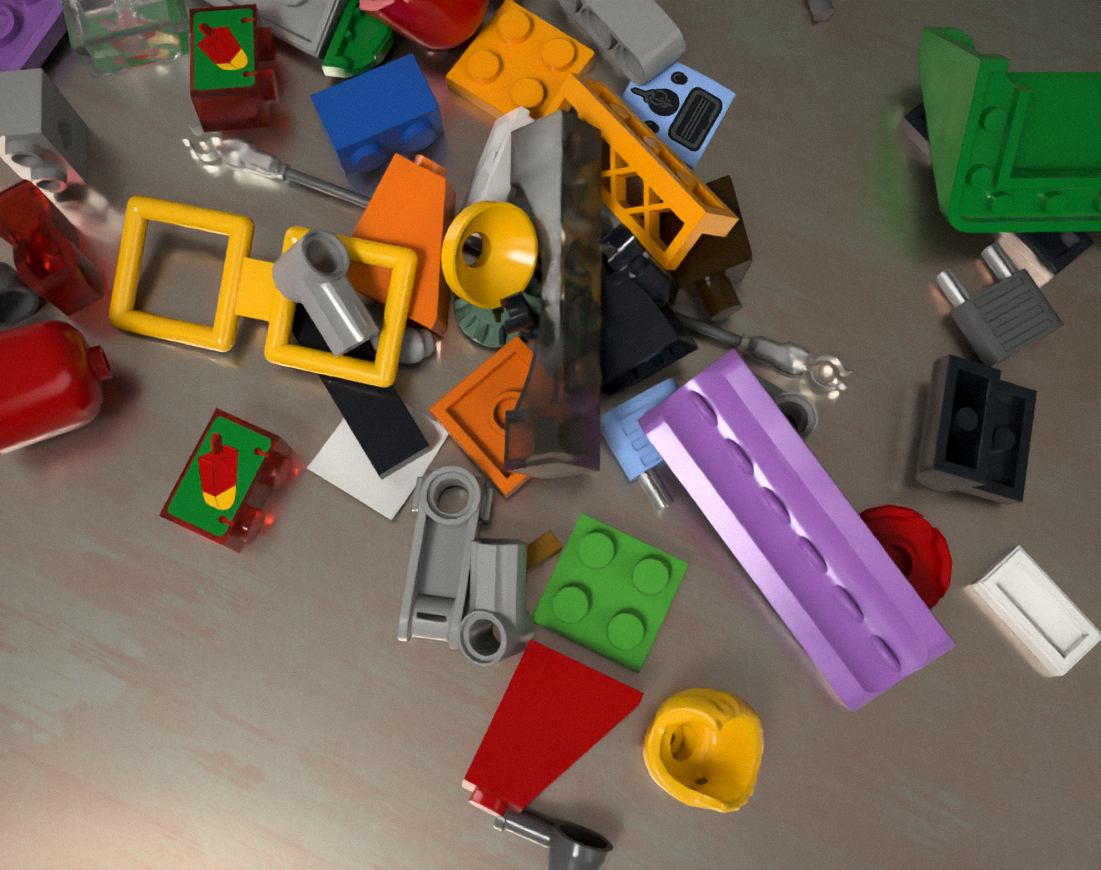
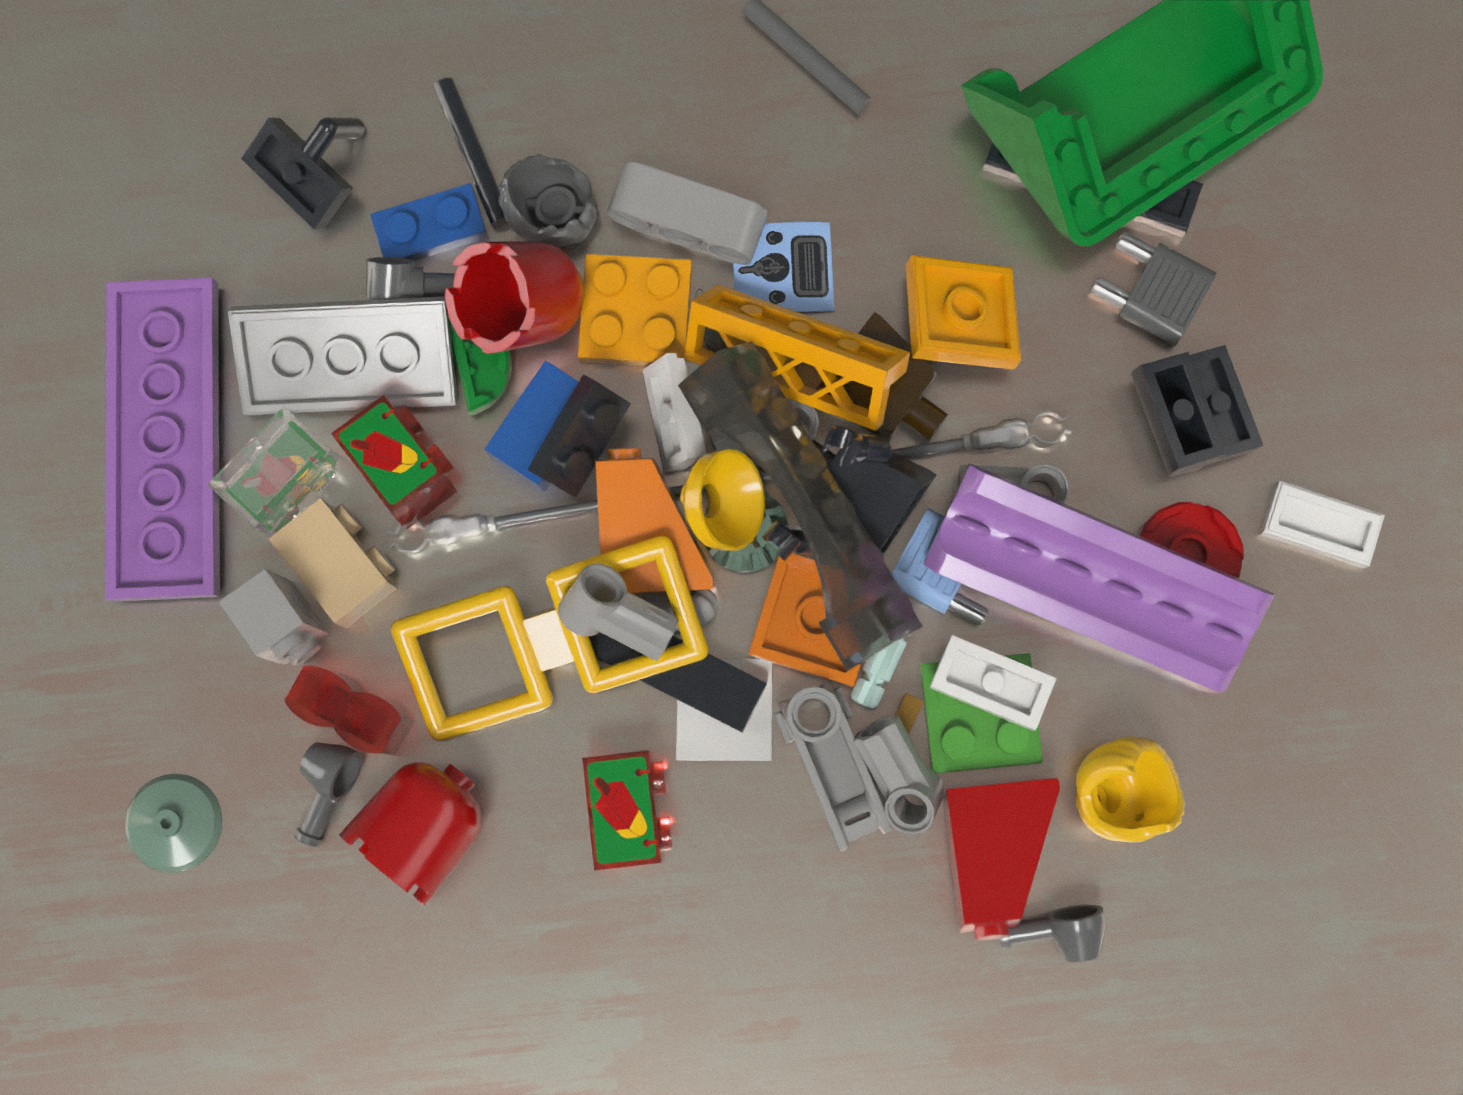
camera: 20 degrees left, 5 degrees up
(125, 122) = (334, 562): none -> tan brick
(399, 125) = (579, 436): none -> black plate
(541, 496) = (877, 670): none -> light aqua axle
(635, 565) = (993, 683): none -> white plate
(808, 225) = (962, 312): none -> light orange plate

